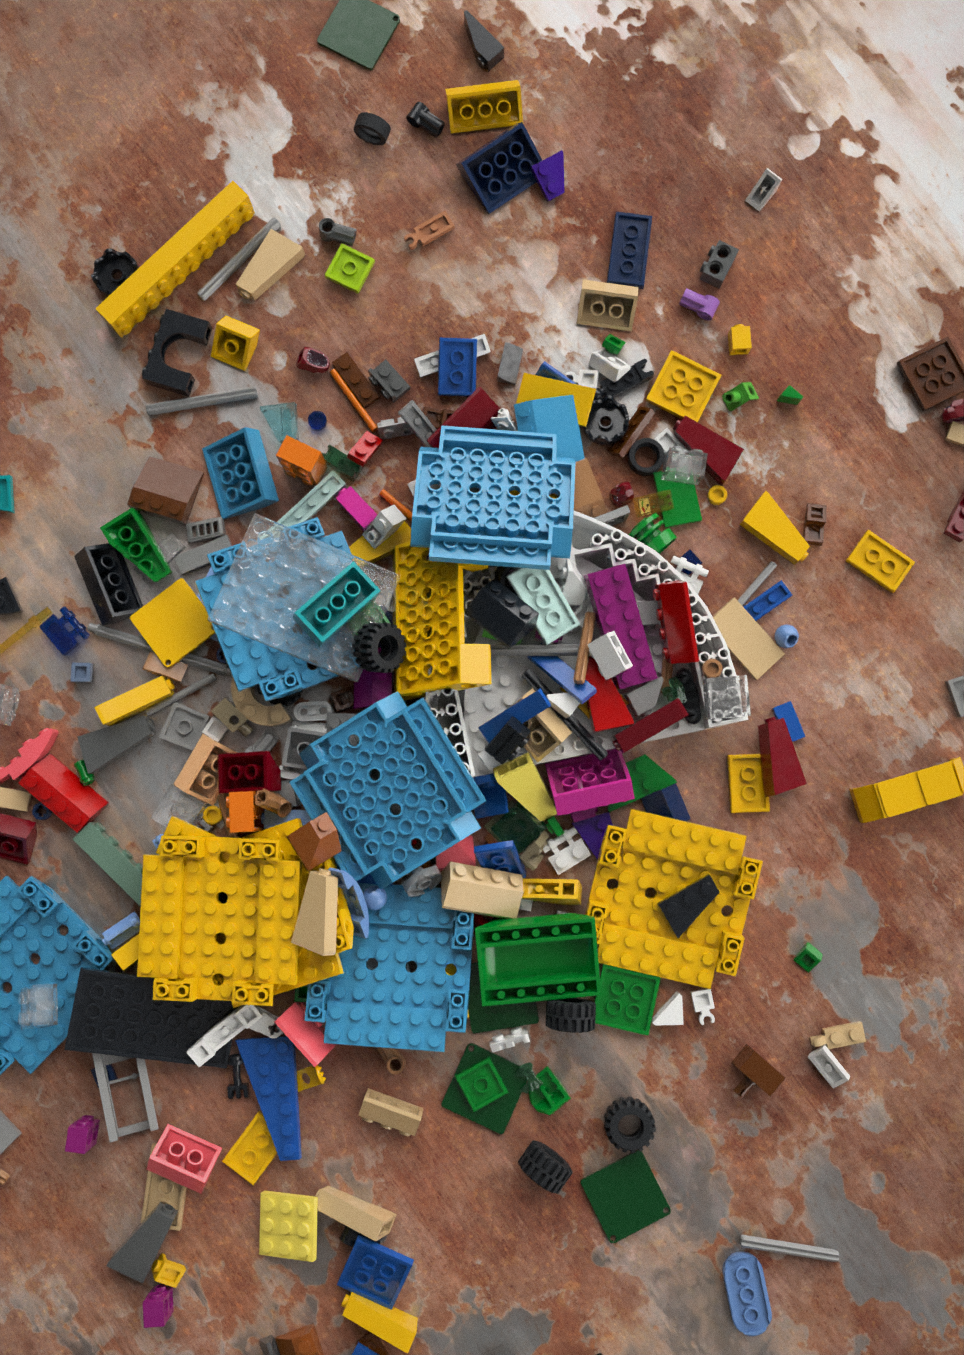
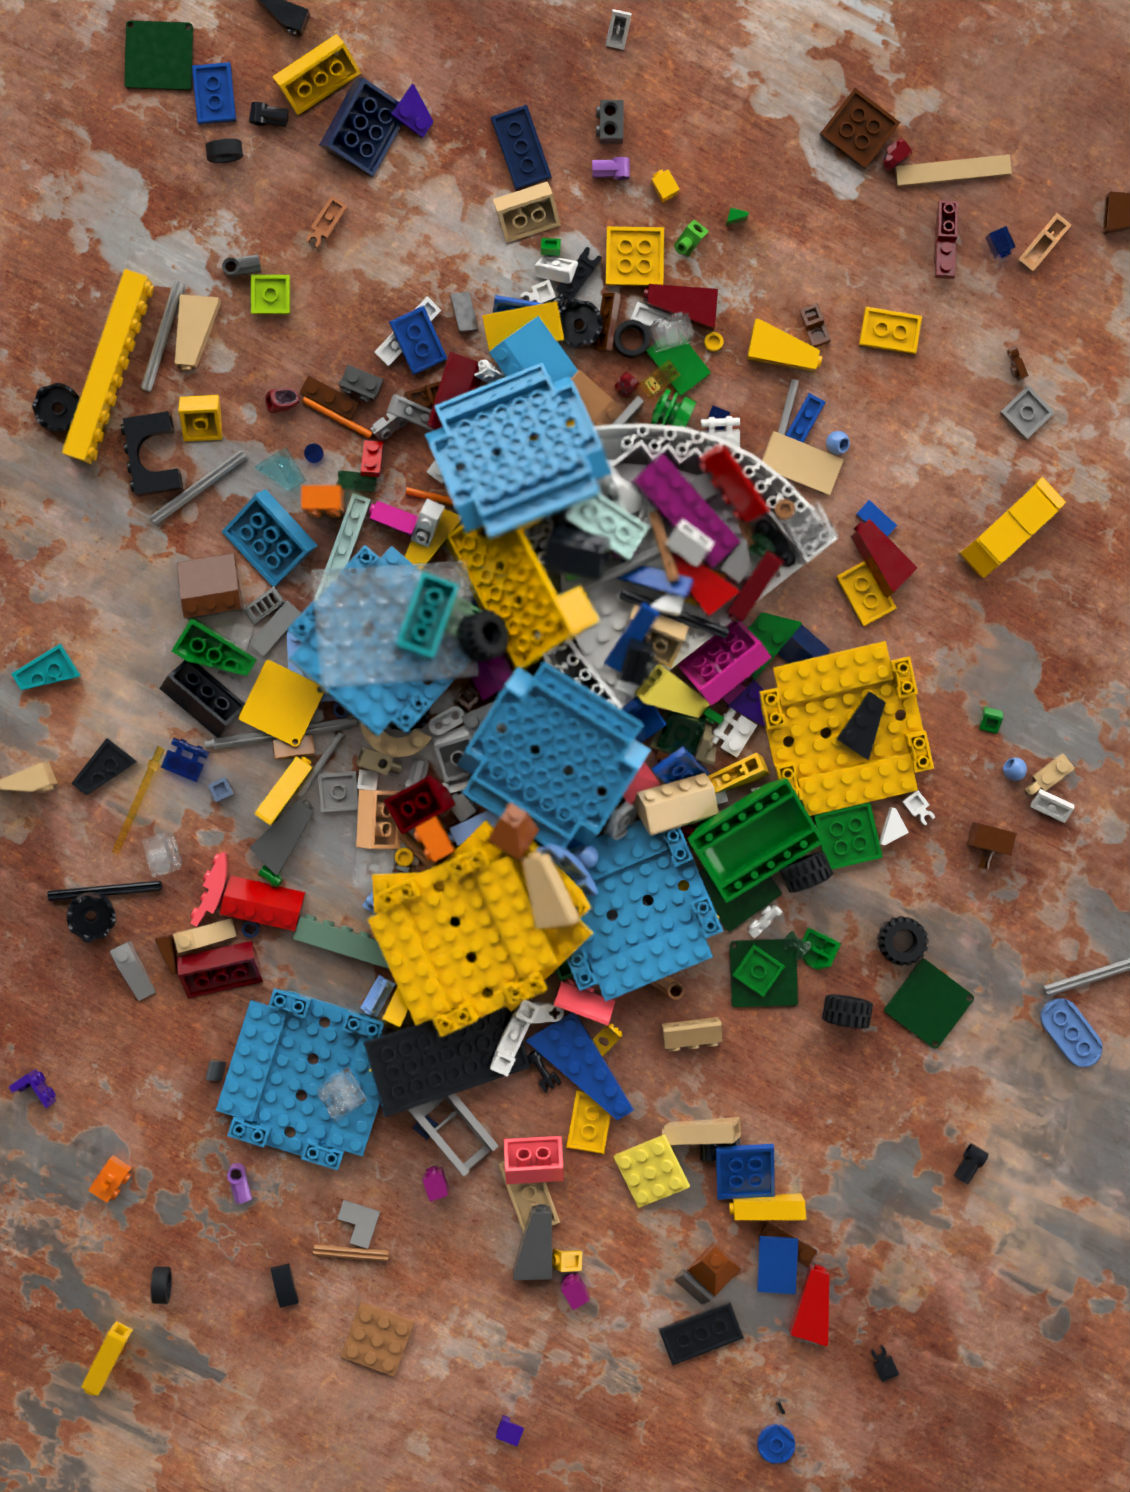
camera: 20 degrees left, 5 degrees up
(273, 802) = (456, 818): medium nougat piece -> none
(389, 82) = (214, 93): none -> blue tile
(809, 1014) = (1015, 769): none -> medium blue piece

